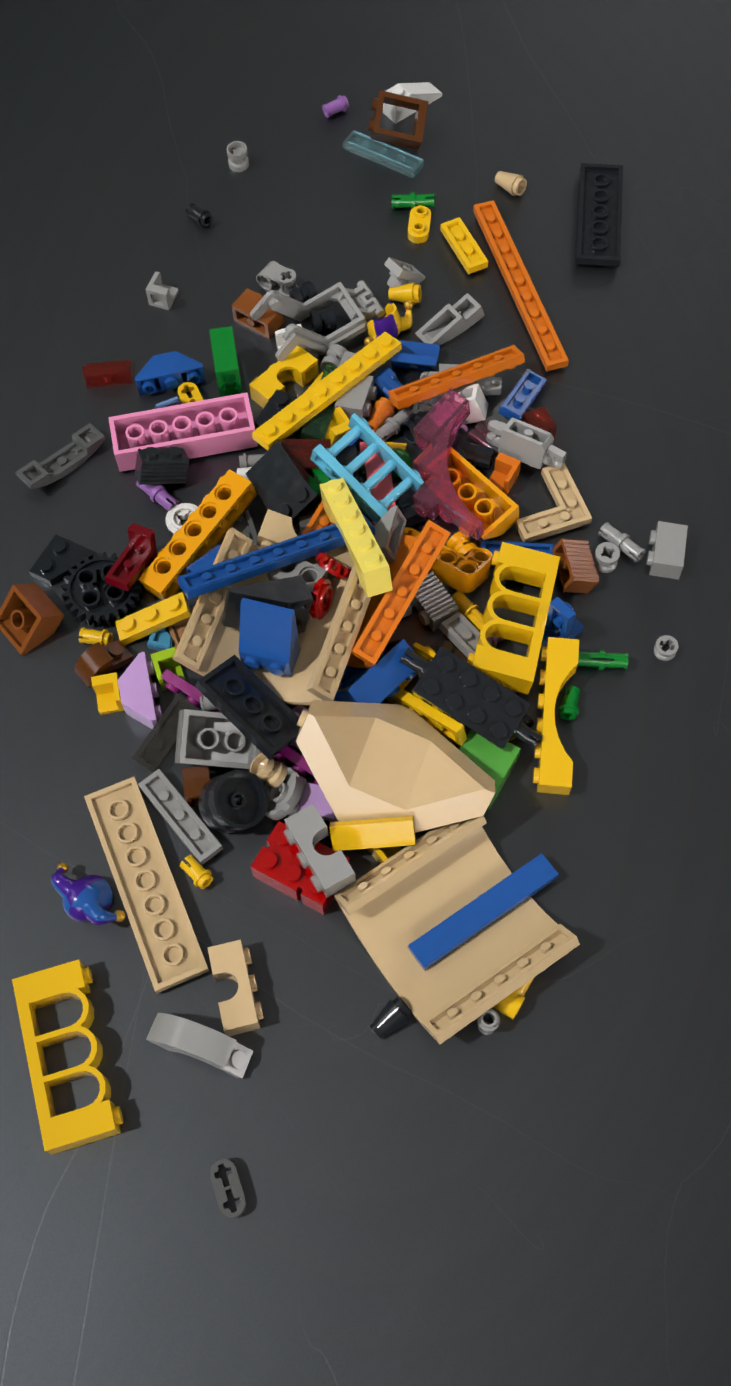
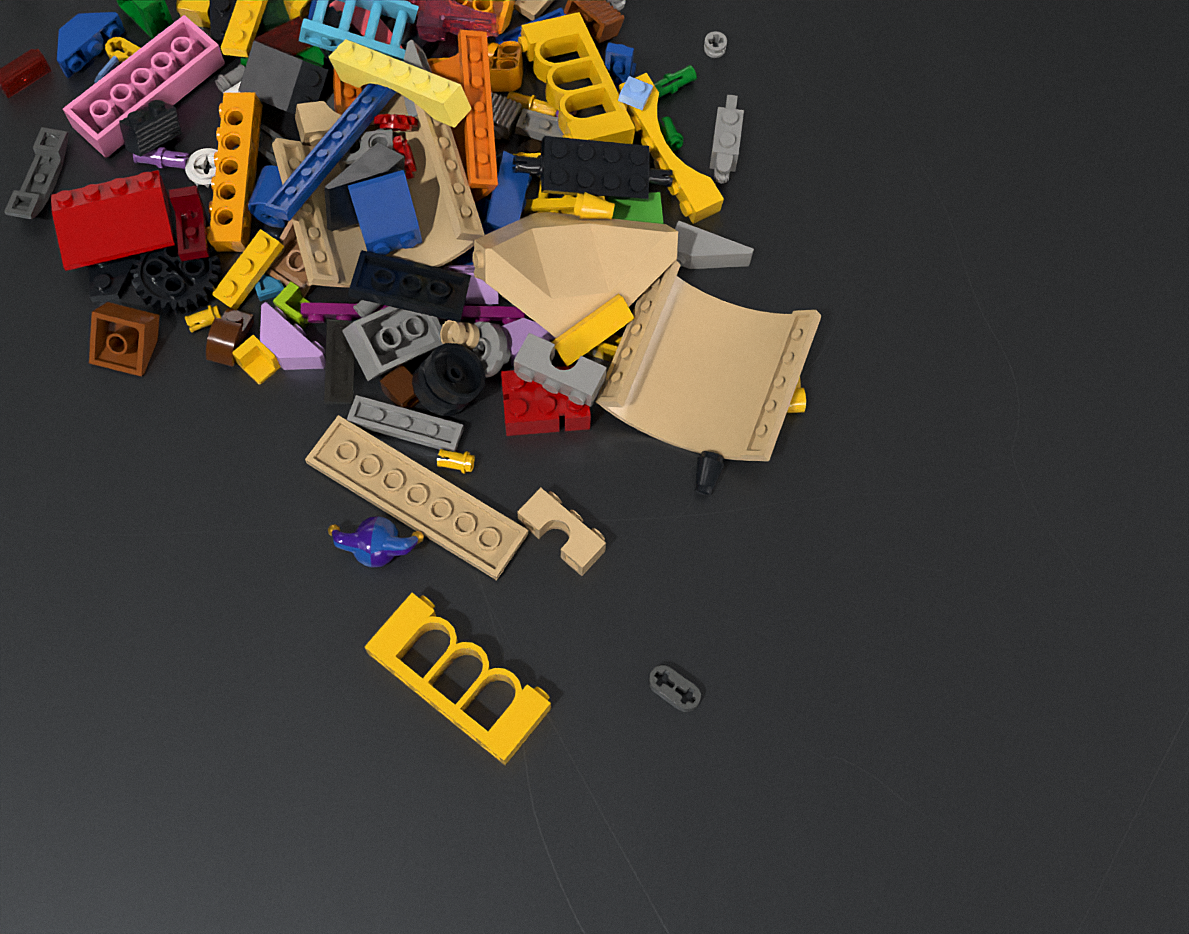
camera: 40 degrees left, 5 degrees up
(83, 522) = (112, 220): none -> red slope
(200, 1042) = (564, 590): light grey arch -> none
(443, 727) = (592, 207): none -> yellow cone
(482, 911) = (720, 343): blue tile -> none
(493, 1017) = (789, 426): light grey pin -> none
(523, 818) = (707, 250): none -> light grey slope
(555, 652) = (635, 93): none -> light blue plate
(614, 736) = (726, 140): none -> light grey hinge

